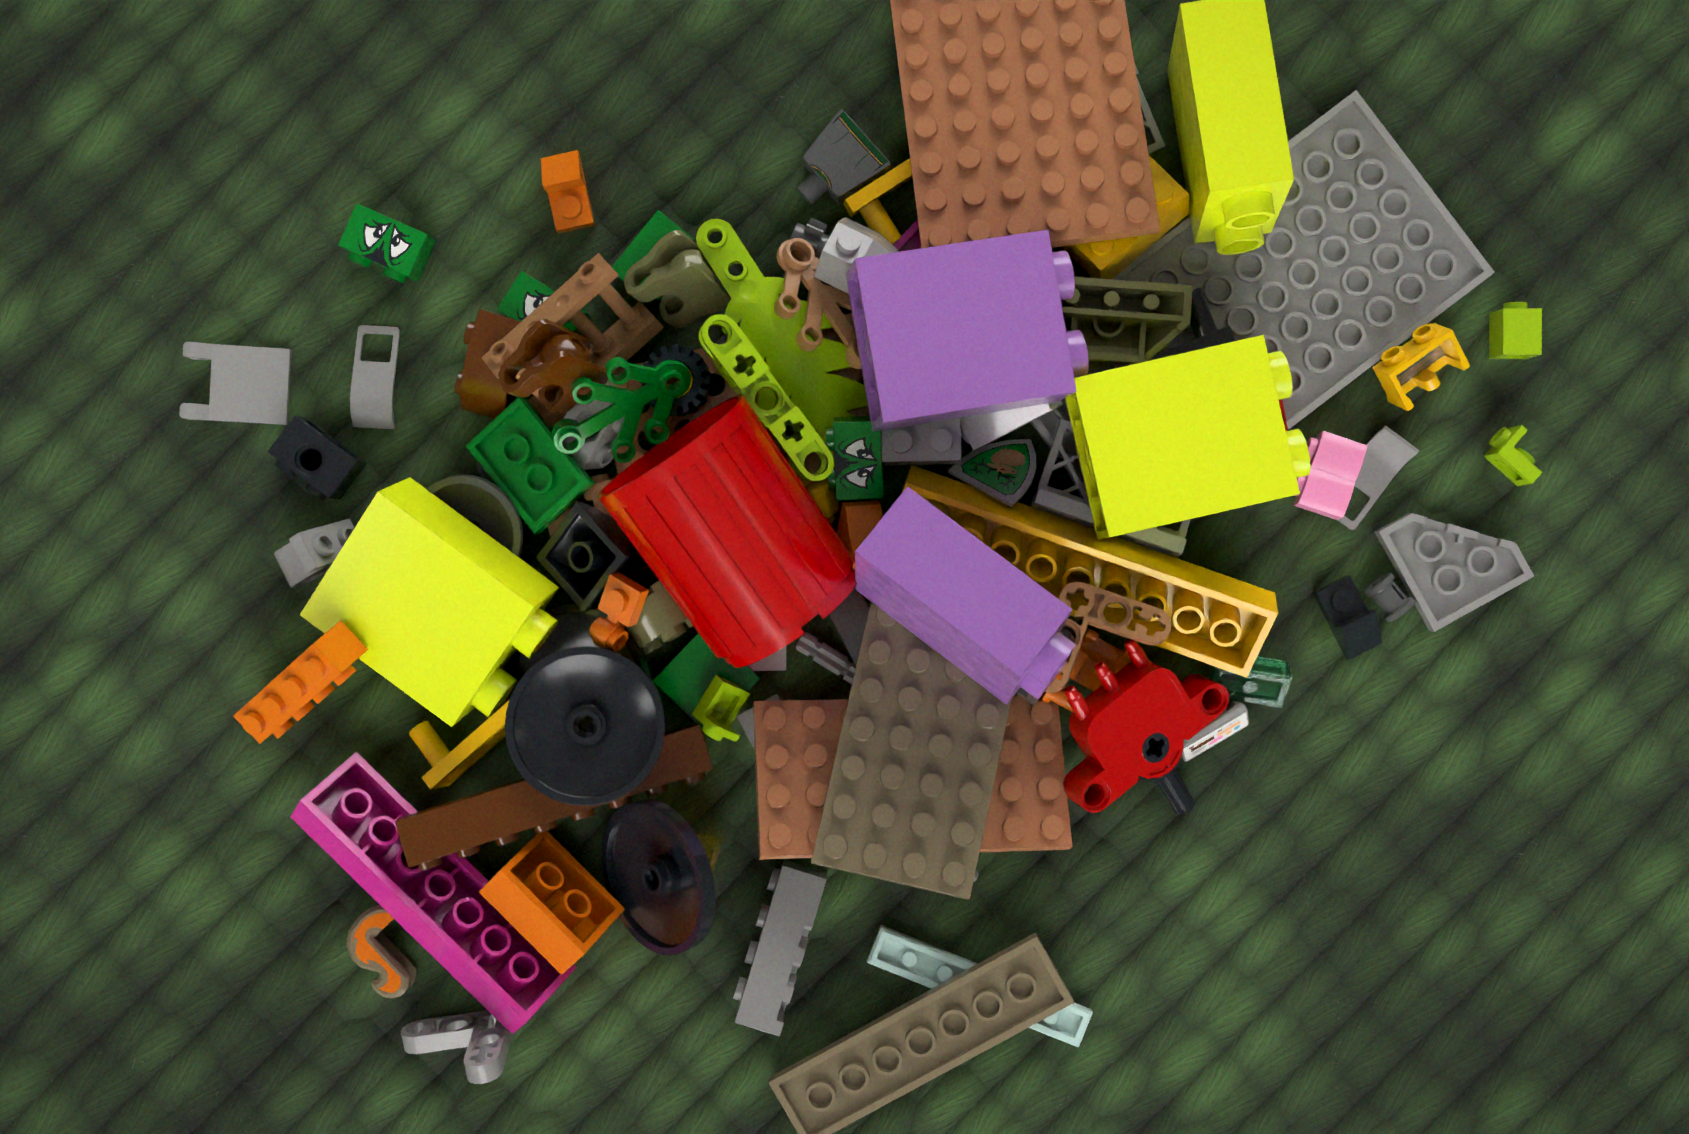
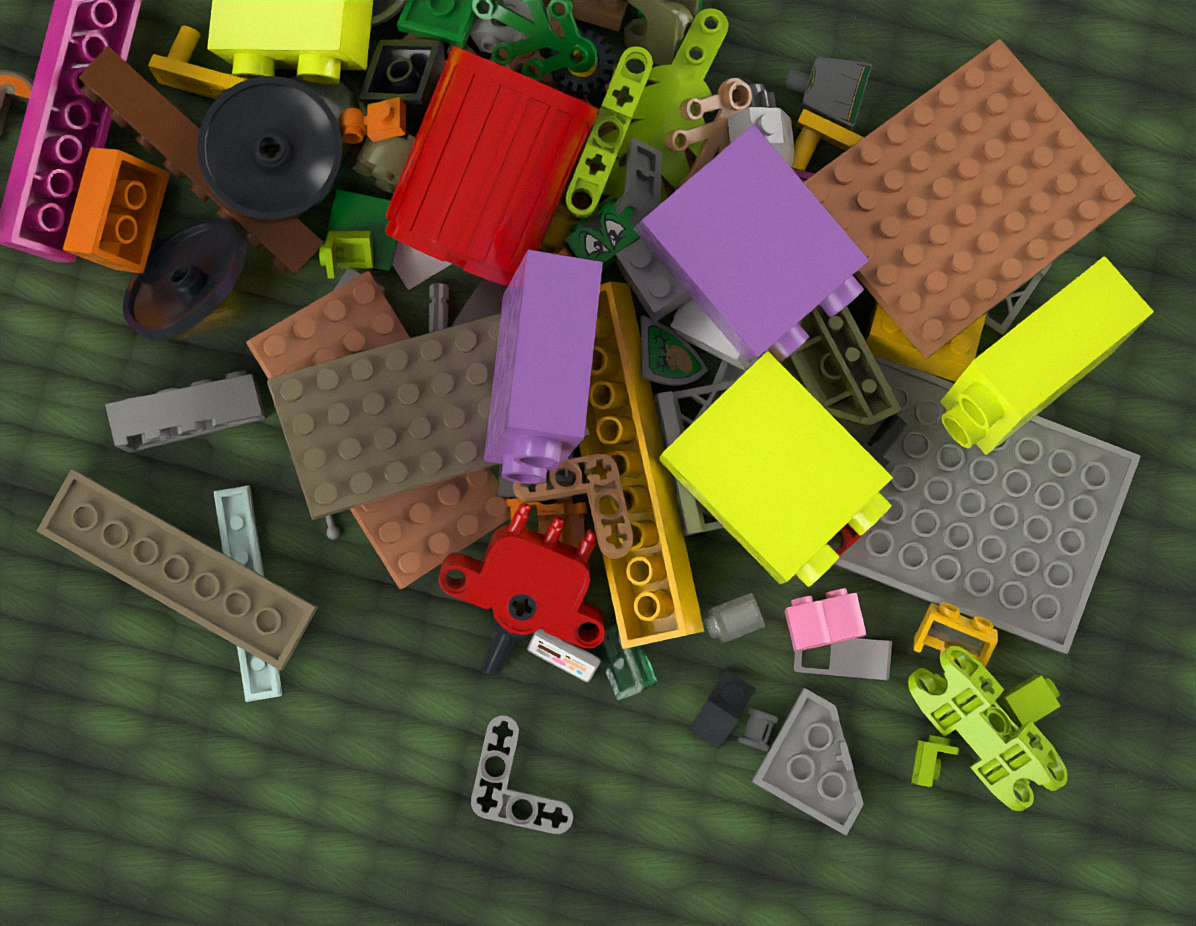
camera: 60 degrees right, 5 degrees down
(831, 395) = (641, 179): none -> dark grey hinge
(1281, 557) = (734, 619): none -> clear brick
(1309, 860) = (507, 797): none -> light grey beam
(1521, 388) = (987, 728): none -> lime piece

